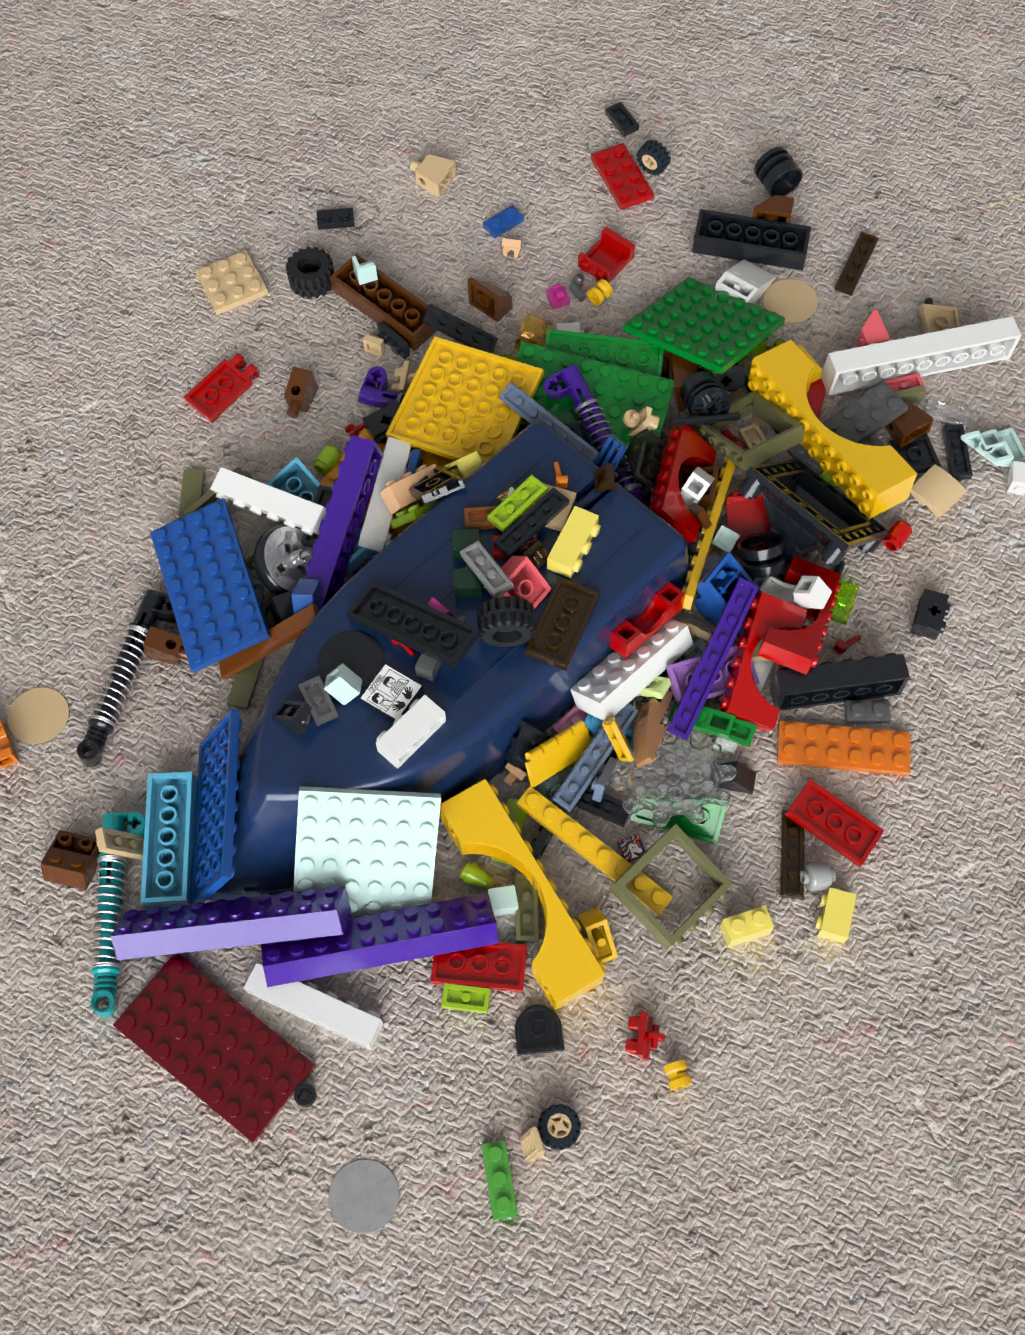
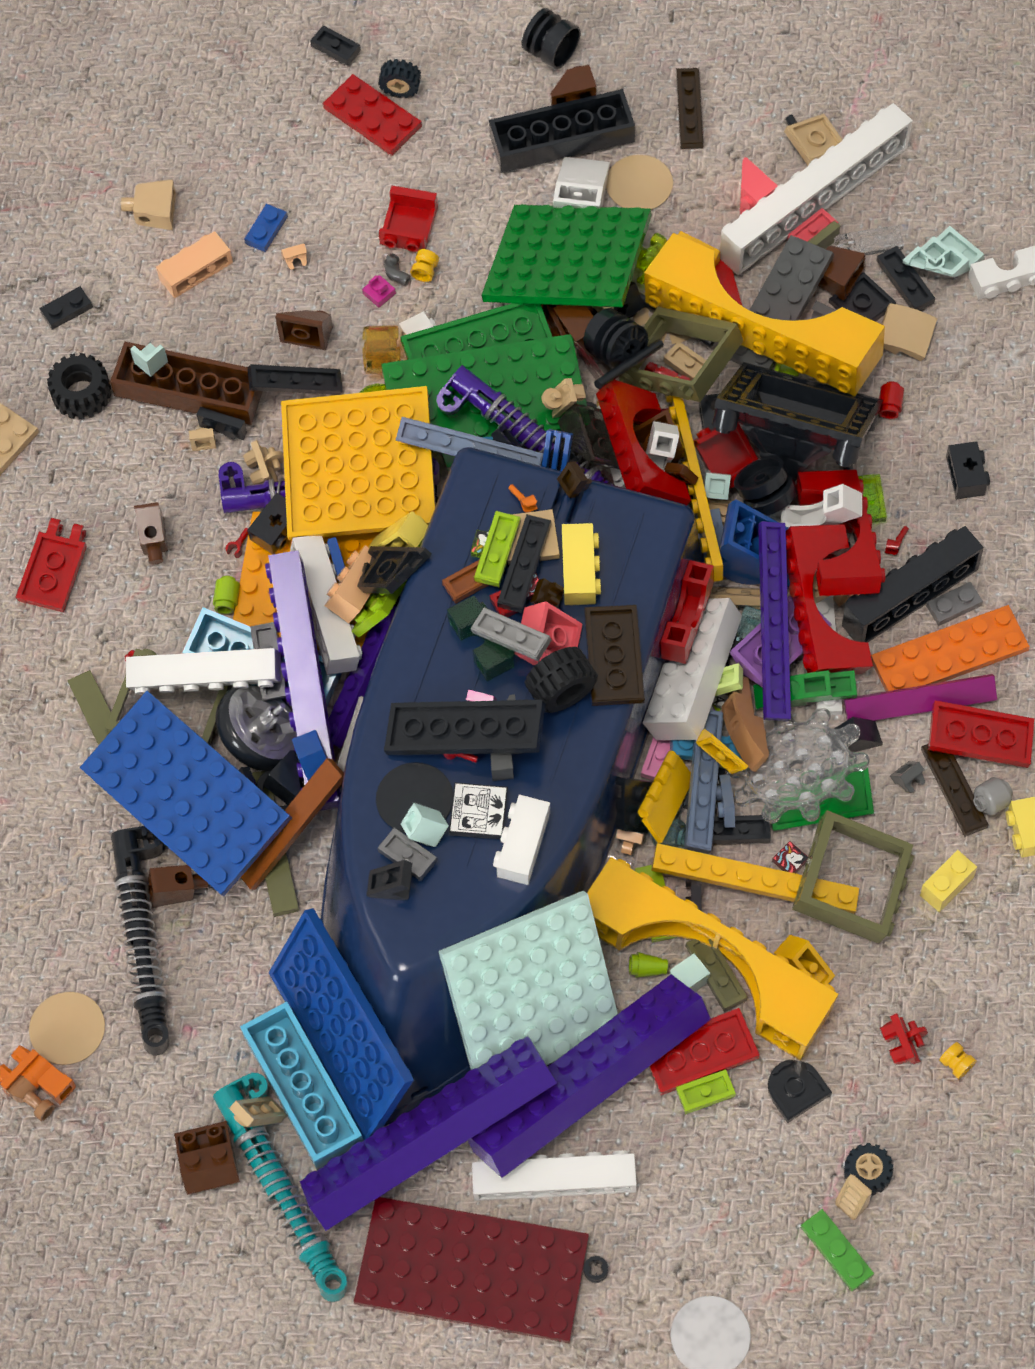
camera: 25 degrees left, 0 degrees up
(438, 225) = (194, 264): none -> light nougat brick
(759, 825) = (908, 772): none -> dark grey tile
(800, 772) = (921, 698): none -> magenta tile

